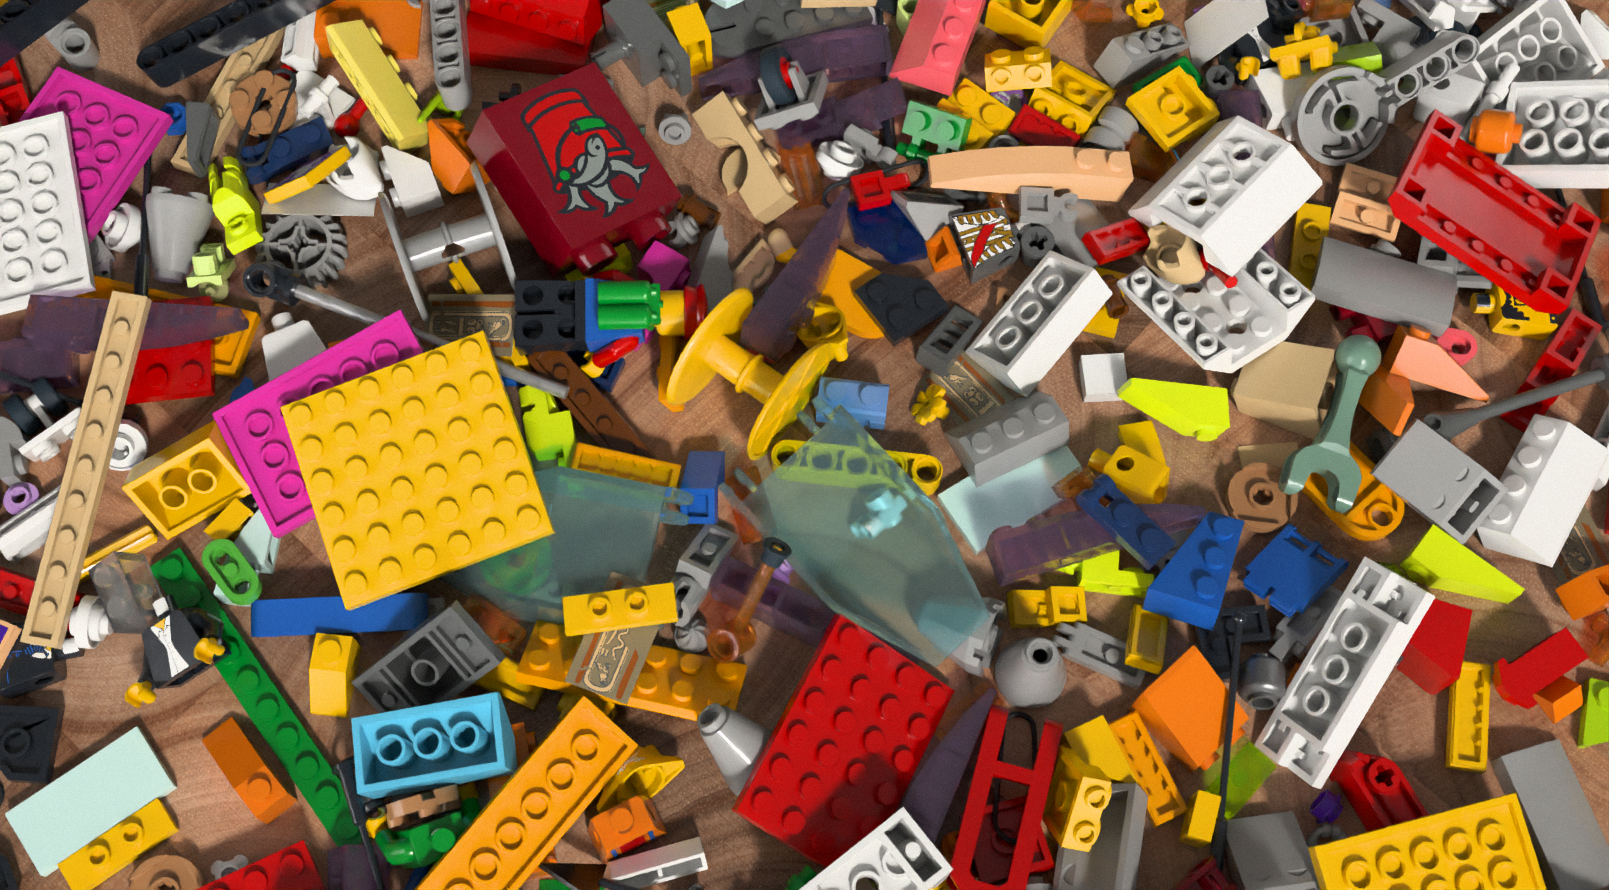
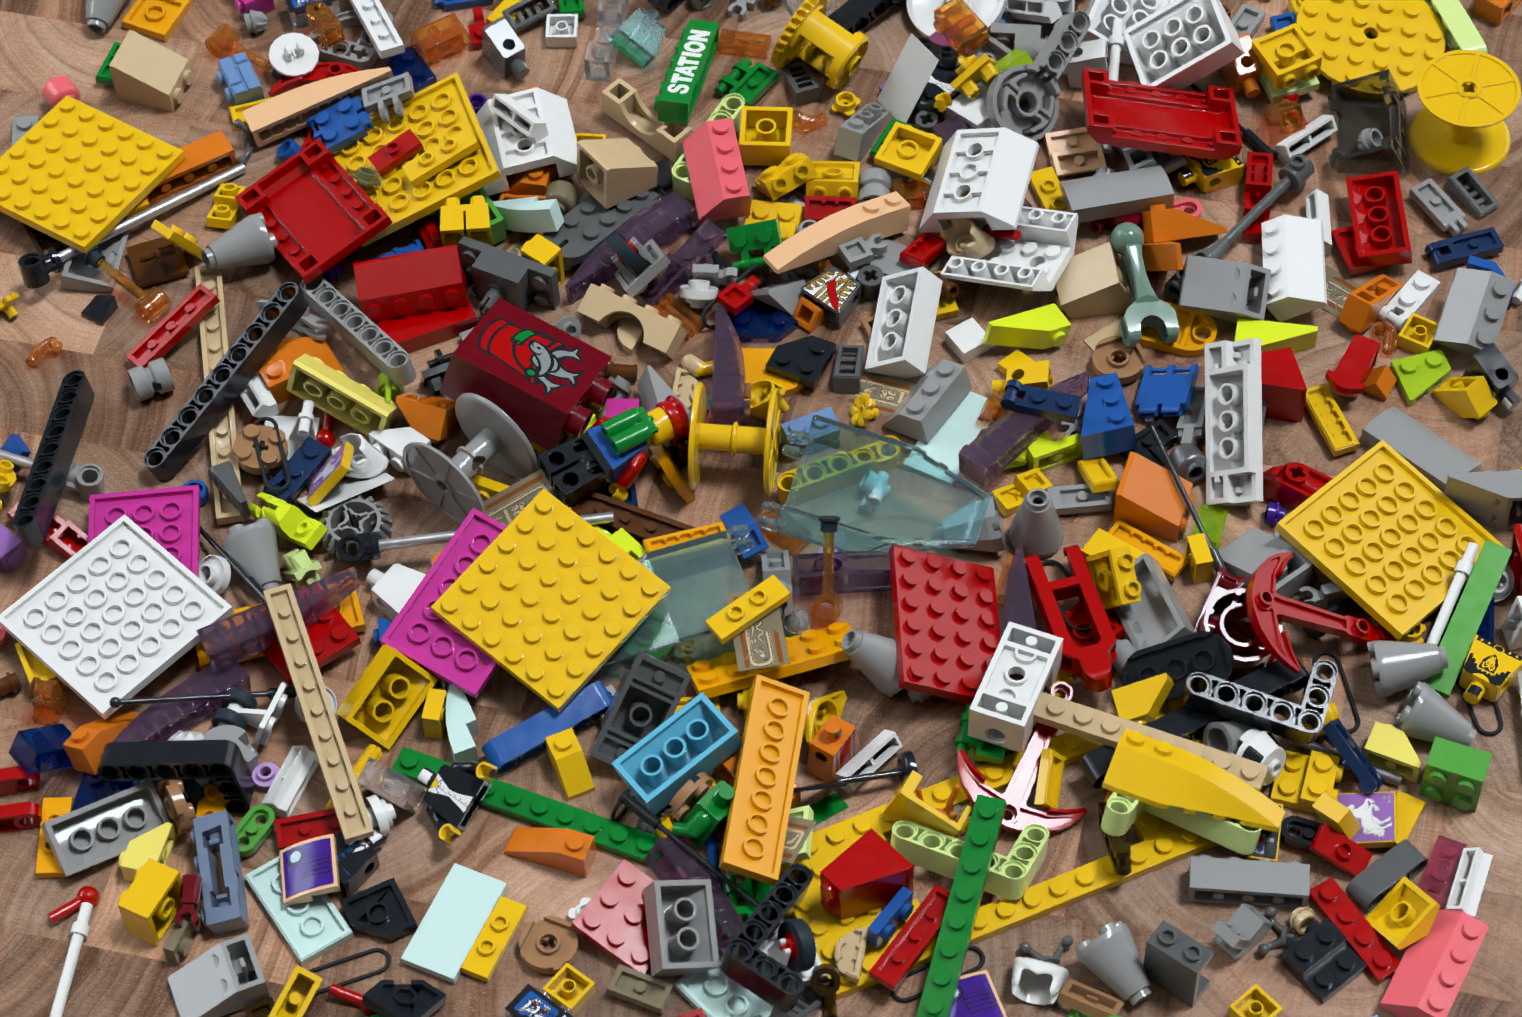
camera: 25 degrees left, 15 degrees down
(234, 573) = (463, 729): bright green plate -> none
(1495, 131) = (1130, 64): orange head -> none

